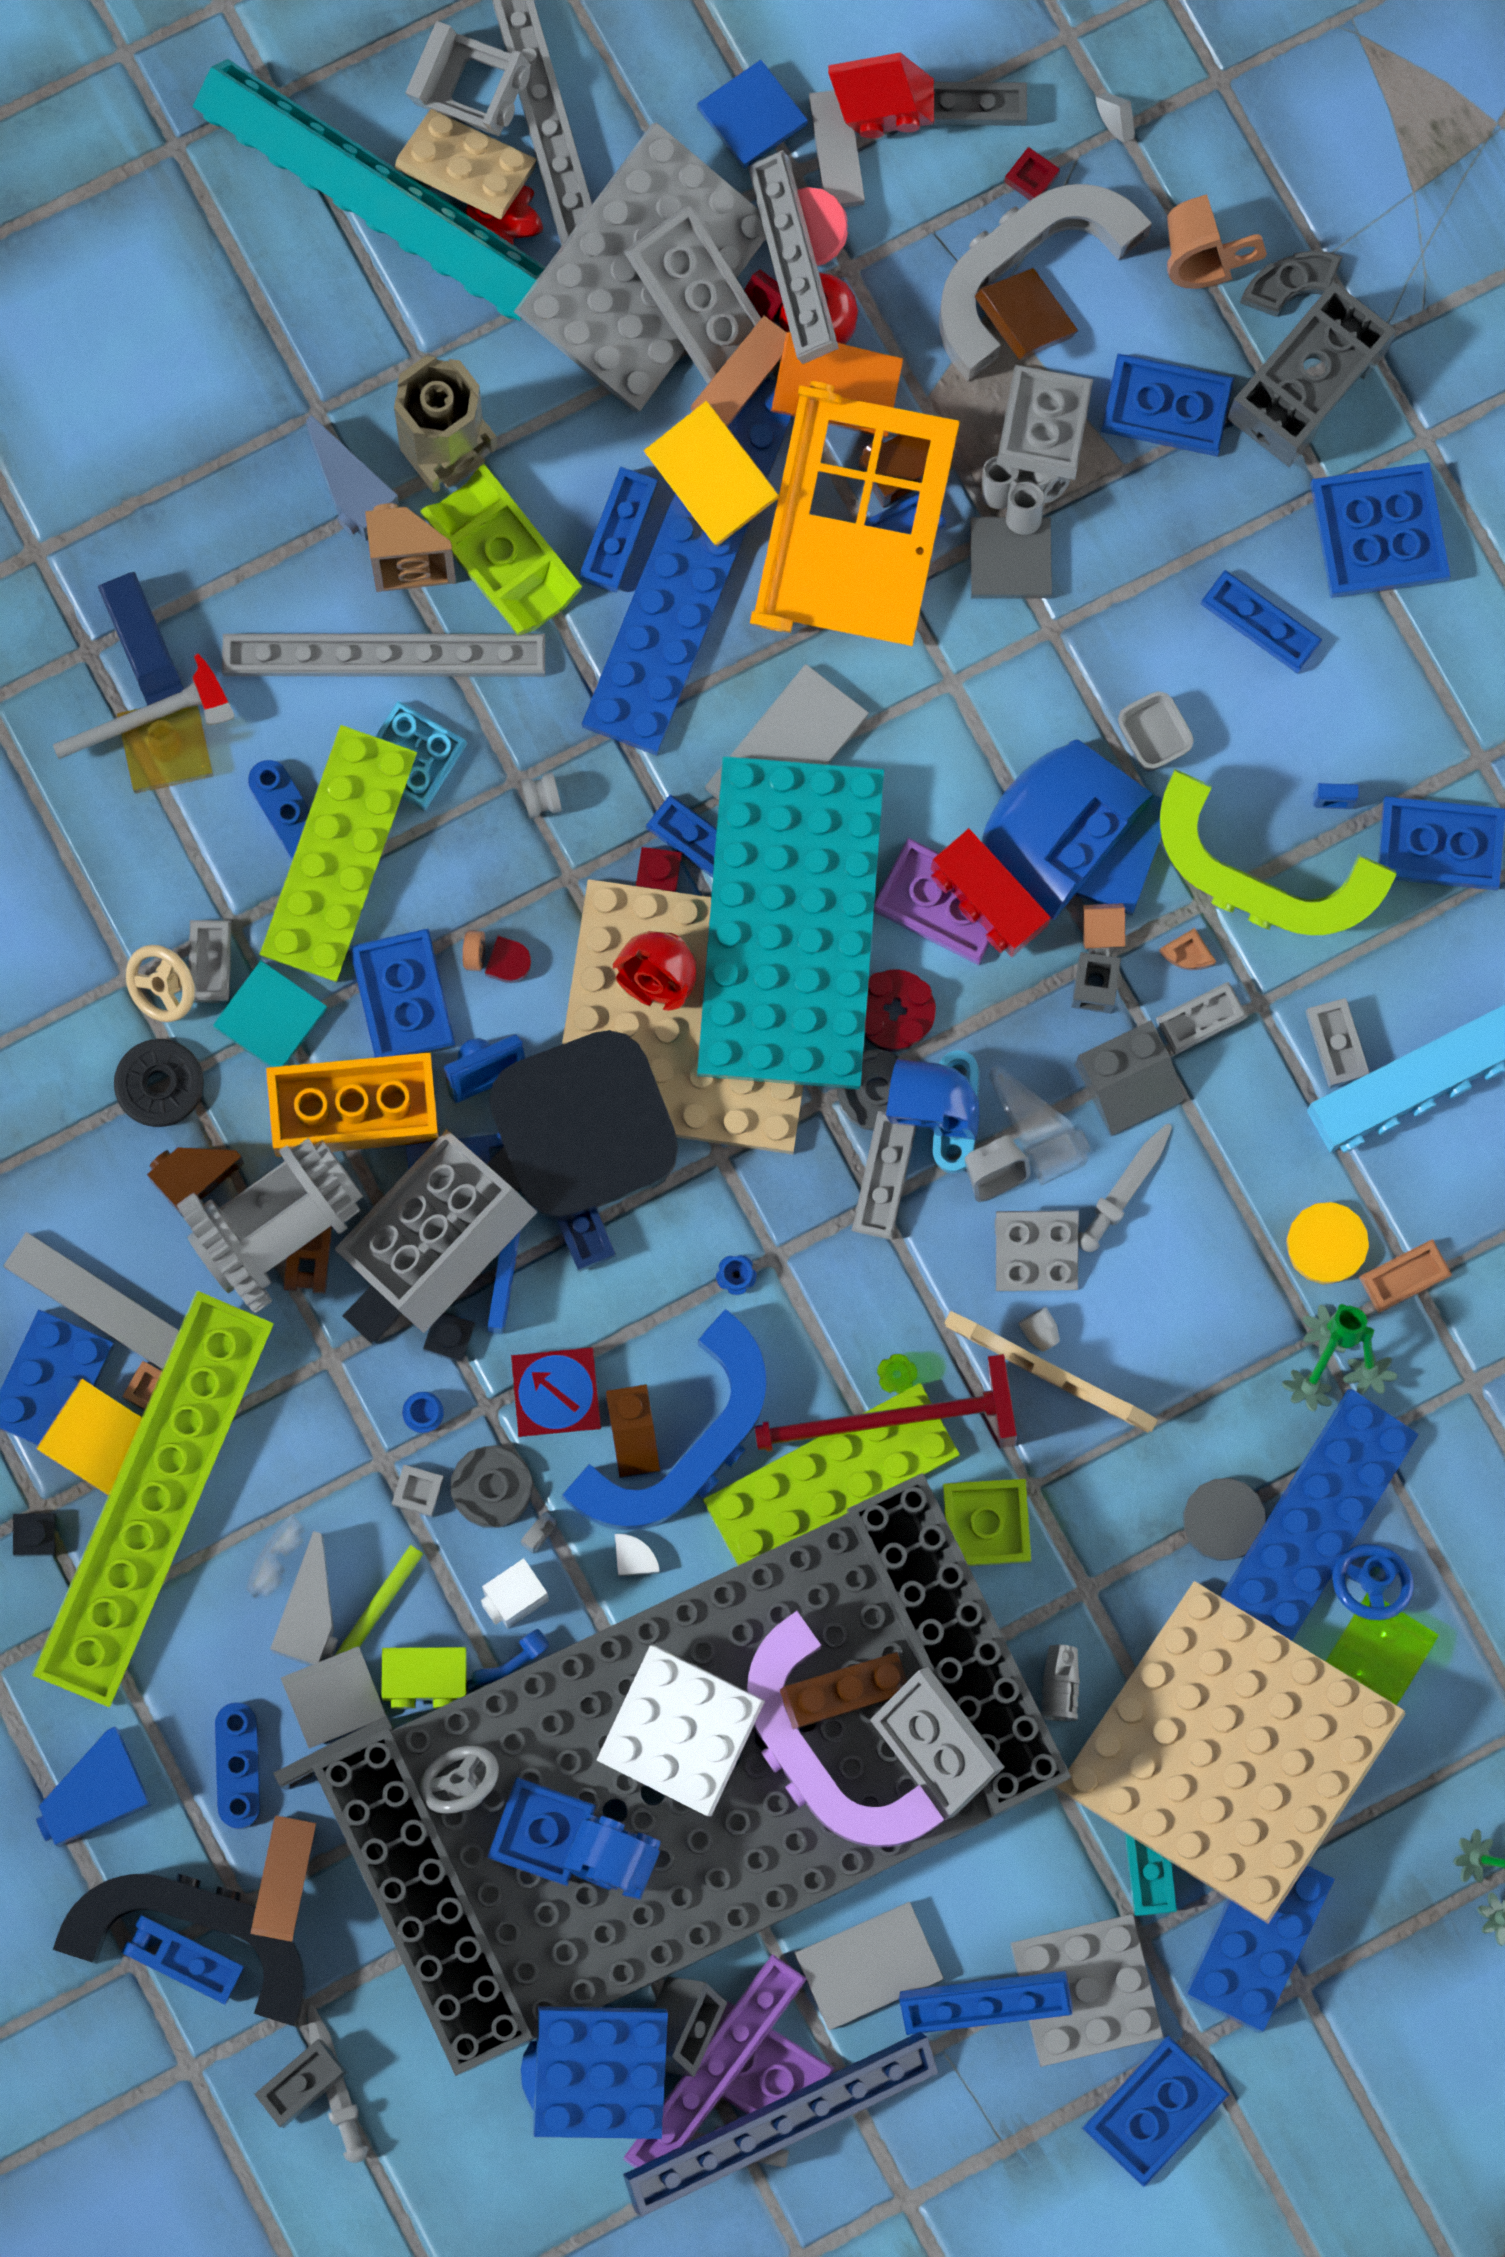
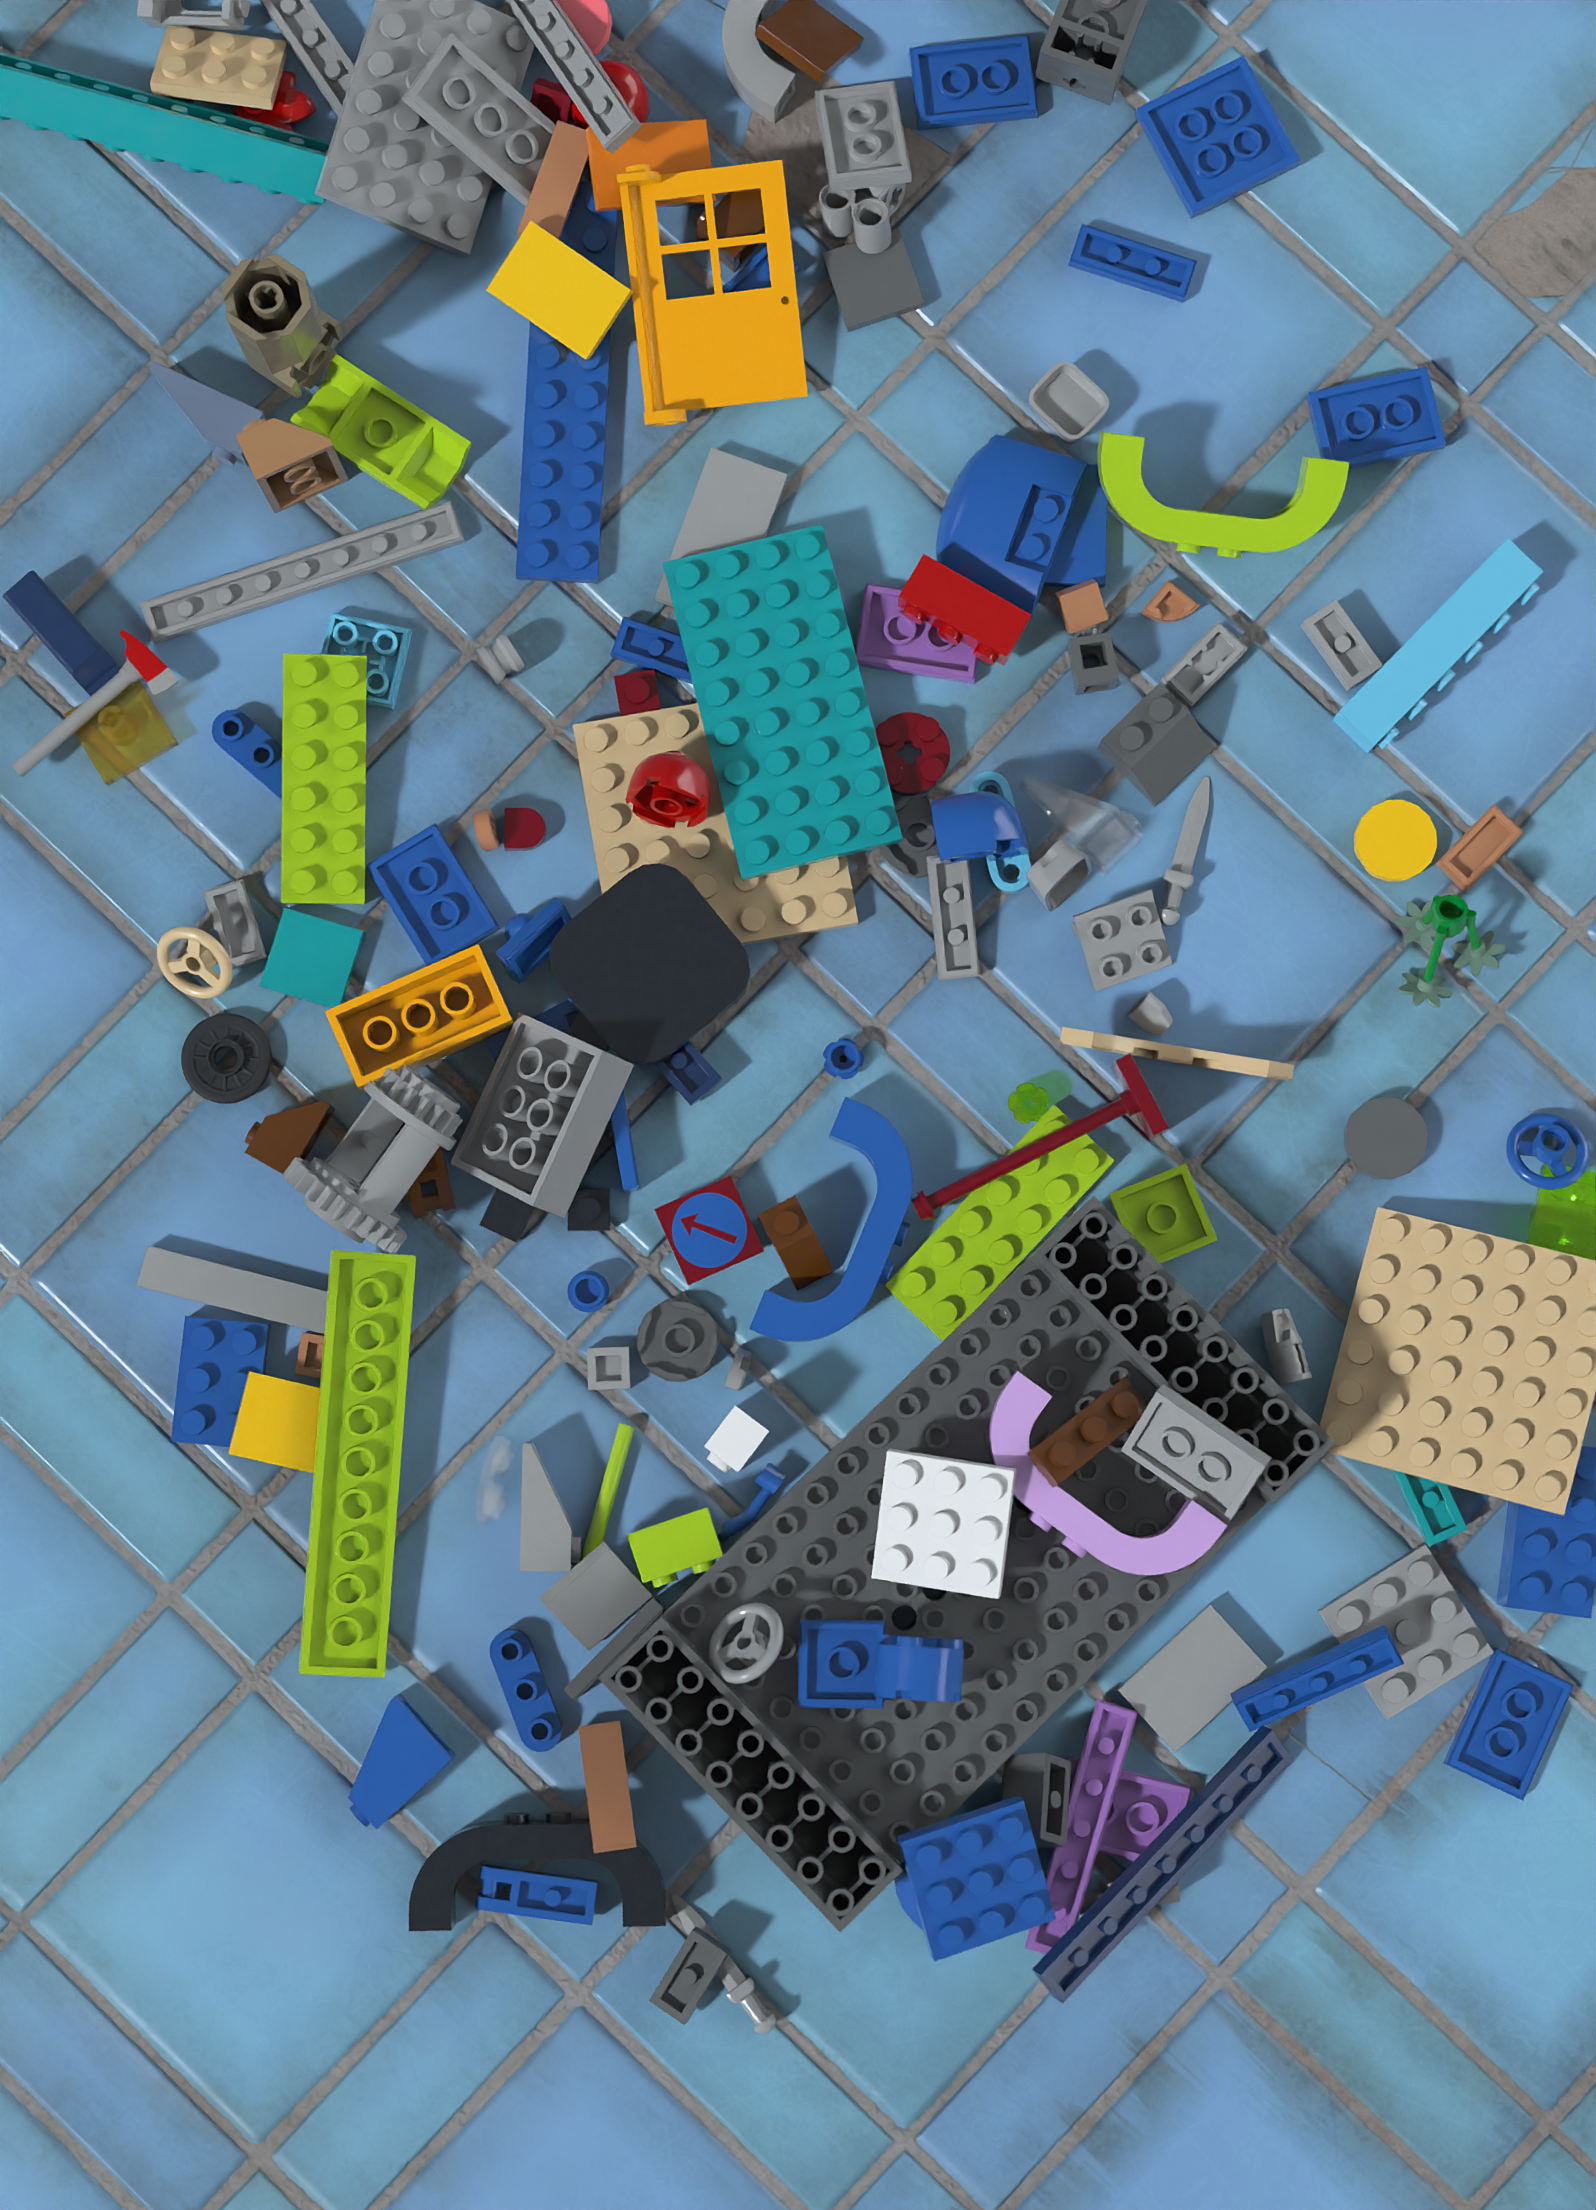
camera: 15 degrees left, 5 degrees up
(34, 1534) = (255, 1534): black plate -> none
(618, 529) = (487, 376): blue plate -> none
(634, 1556) = (837, 1362): white tile -> none
(1319, 1514) = (1475, 1103): blue plate -> none
(1335, 796) = (1260, 407): blue tile -> none

